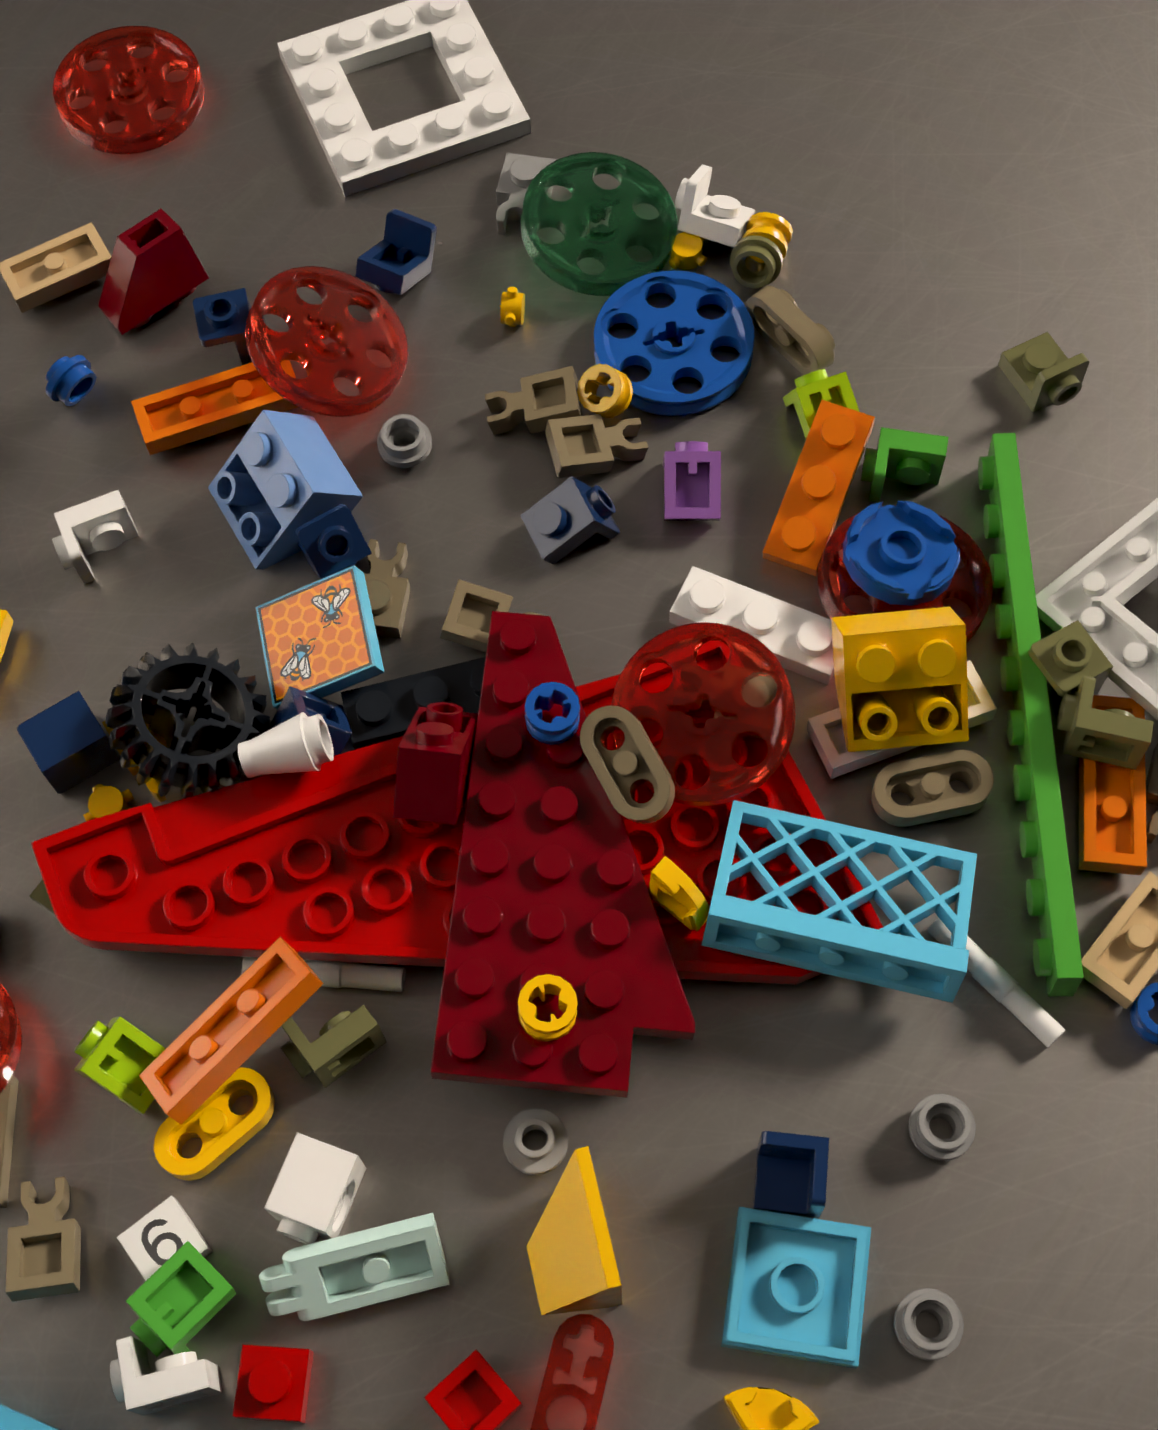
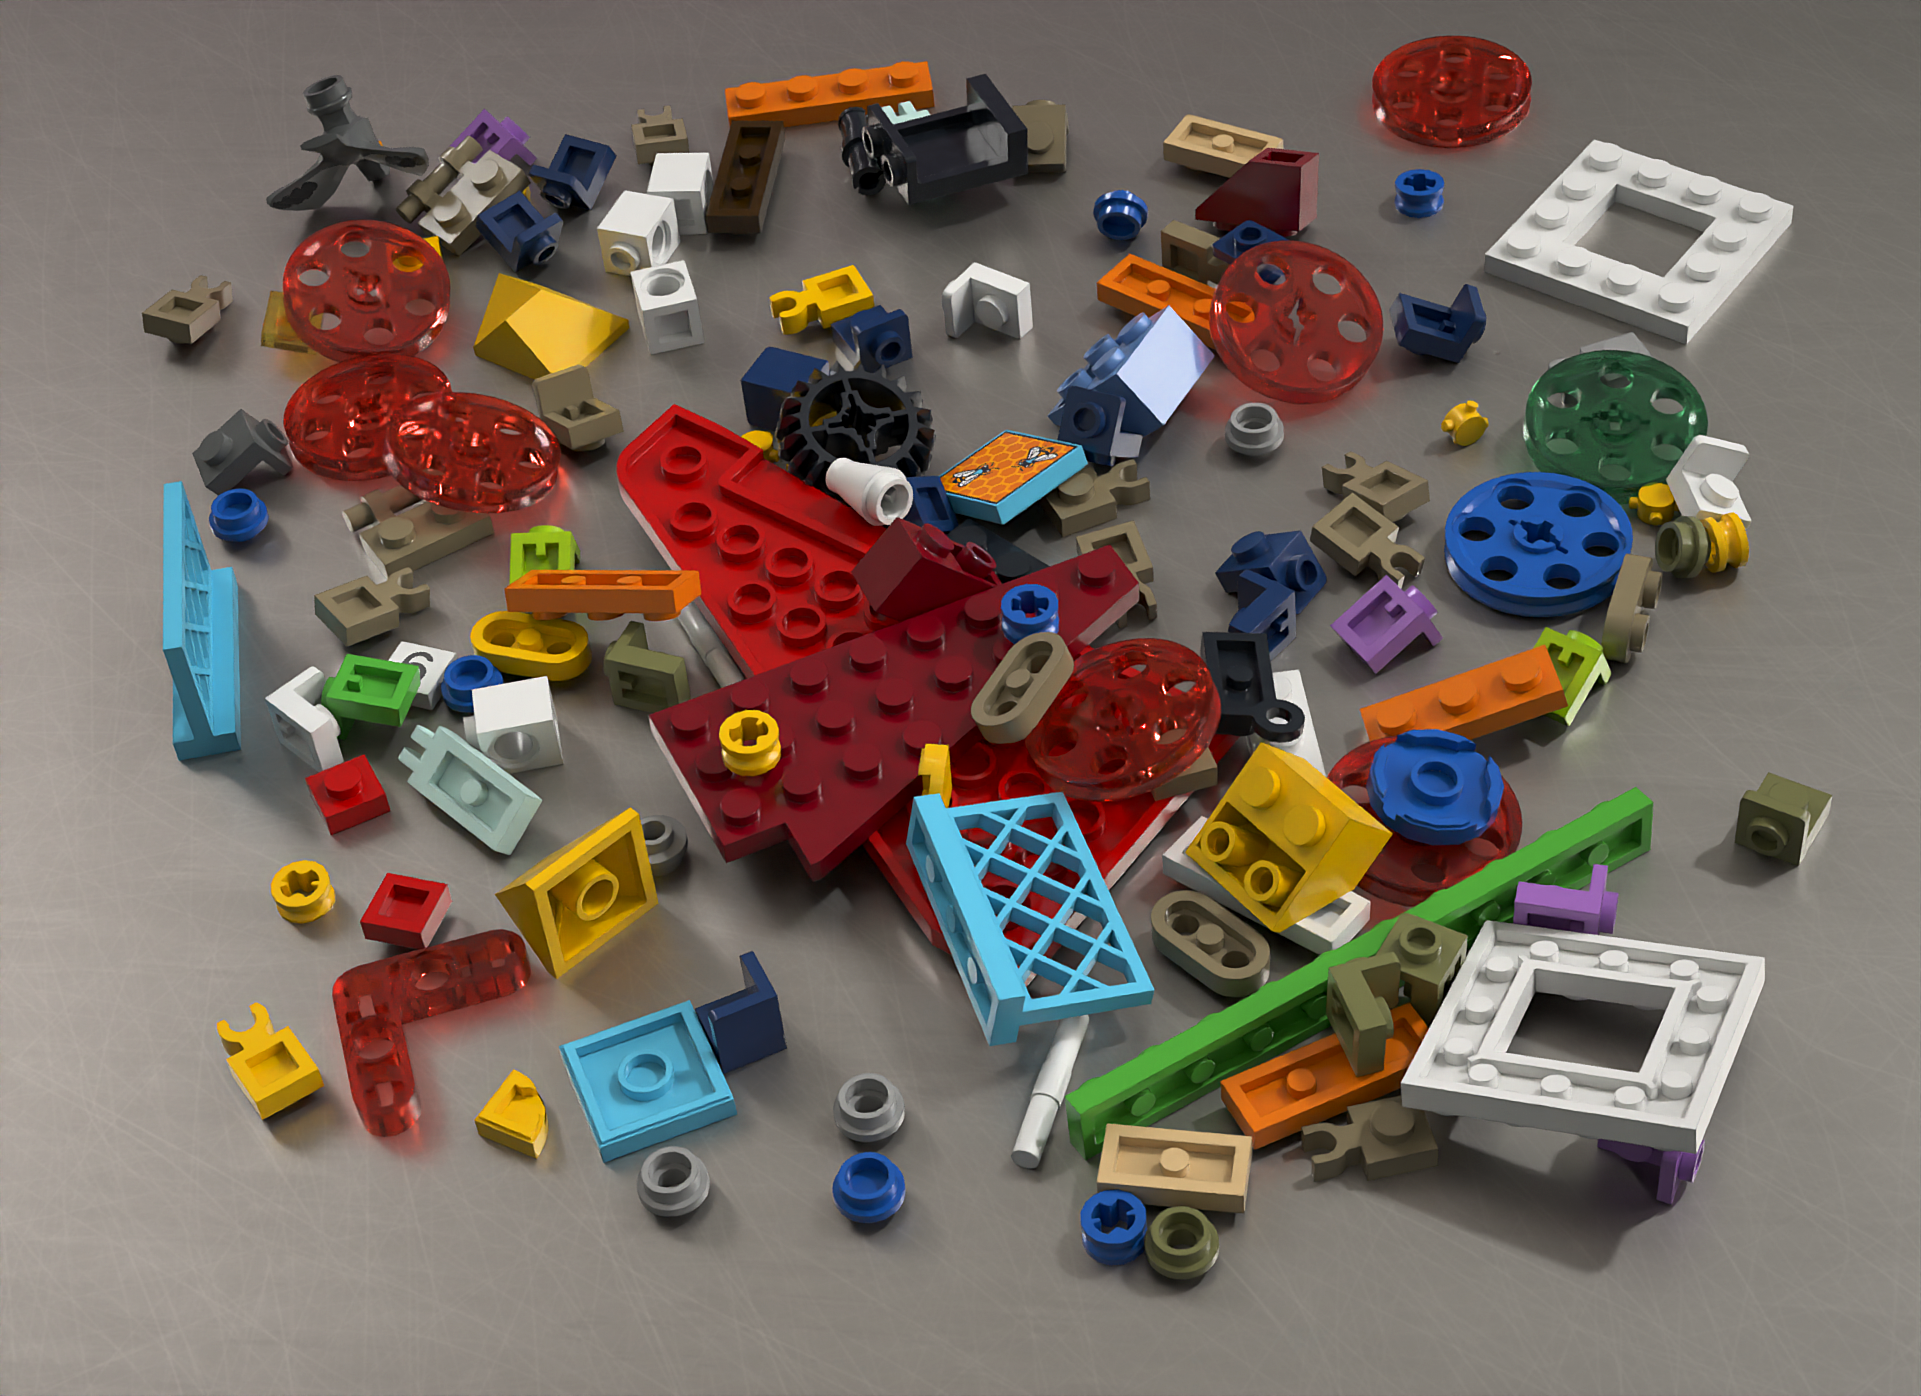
camera: 60 degrees right, 20 degrees down
(50, 641) = (874, 338): none -> dark blue bracket
(180, 361) = (1191, 253): none -> dark tan plate
(222, 1201) = (464, 676): none -> blue plate
(226, 190) = (1419, 193): none -> blue bush
(603, 375) = (1425, 517): yellow bush -> none
(629, 554) = (1265, 608): none -> dark blue bracket
(686, 599) = (1246, 687): none -> black hinge
(903, 456) = (1557, 749): bright green bracket -> none
(1024, 1171) = (868, 1188): none -> blue plate
(1065, 541) = (1568, 908): none -> medium lavender bracket

